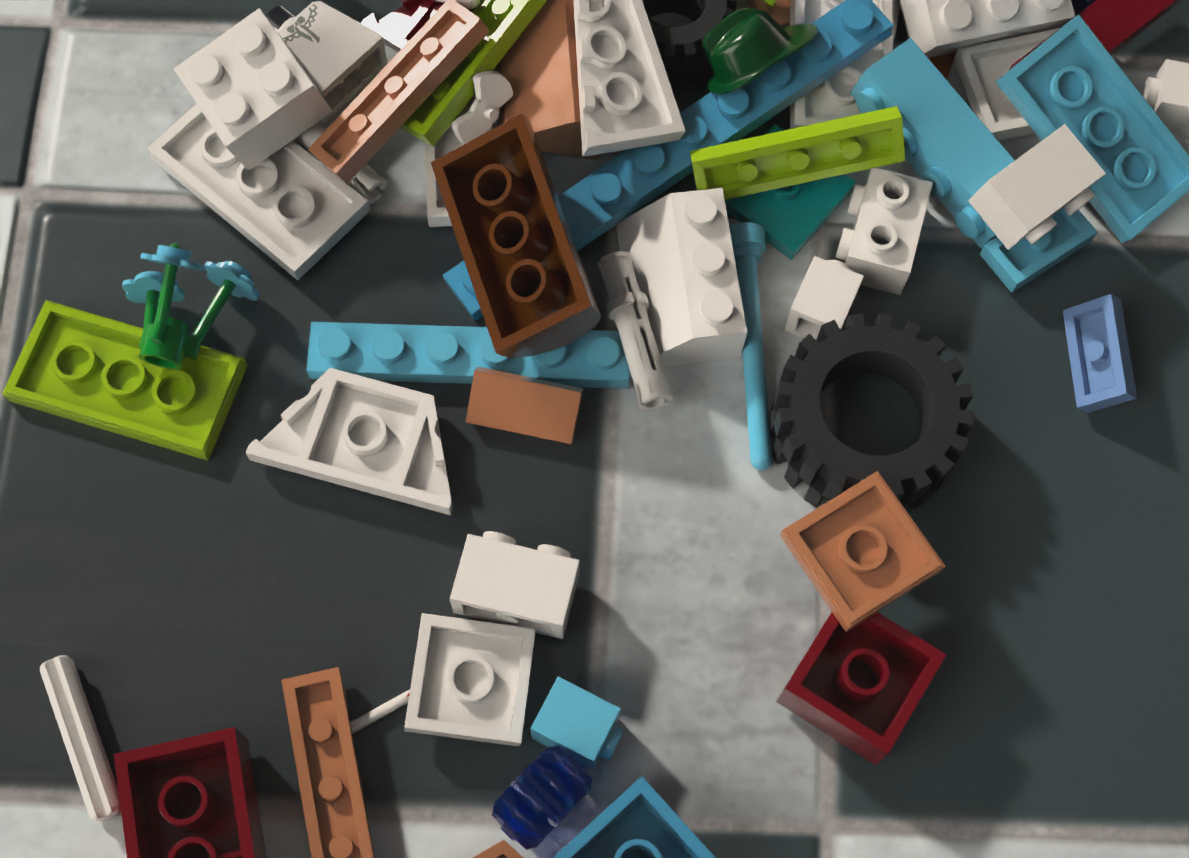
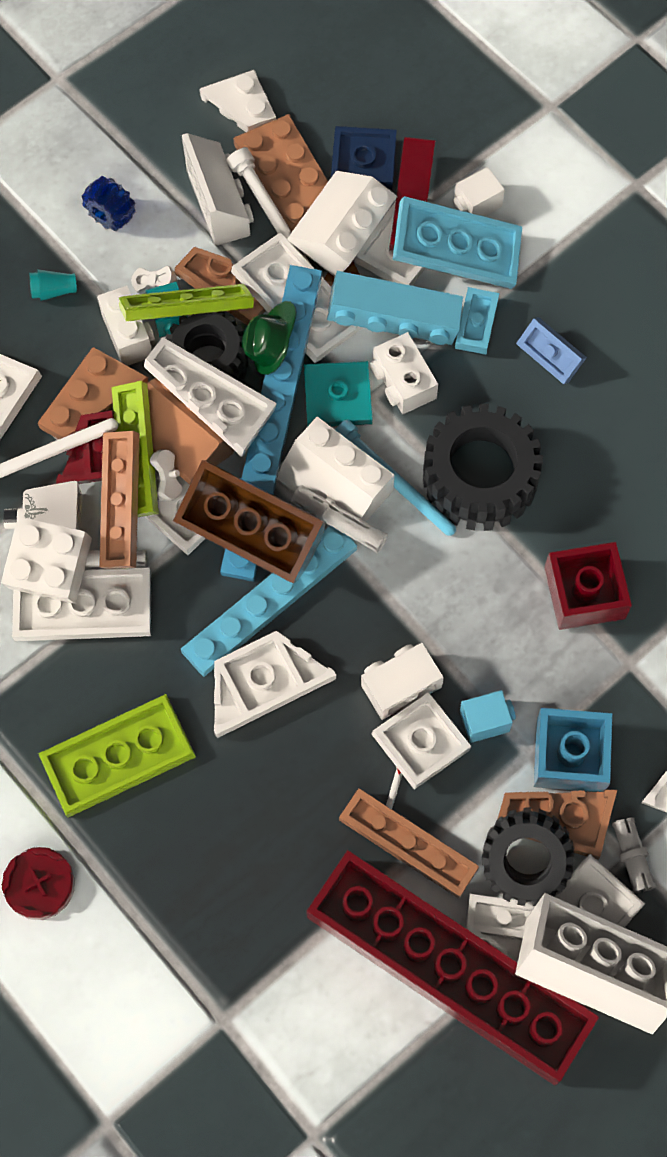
camera: 40 degrees left, 0 degrees up
(81, 738) = (272, 928): white axle -> none
(164, 337) = (124, 717): plant -> none
(524, 405) = (321, 598): nougat tile -> none
(541, 797) = (504, 758): clear blue gear -> none
(801, 154) = (337, 370): lime plate -> none
(822, 297) = (408, 430): white brick -> none
(862, 551) = (540, 528): nougat tile -> none
(1036, 187) = (460, 296): white brick -> none

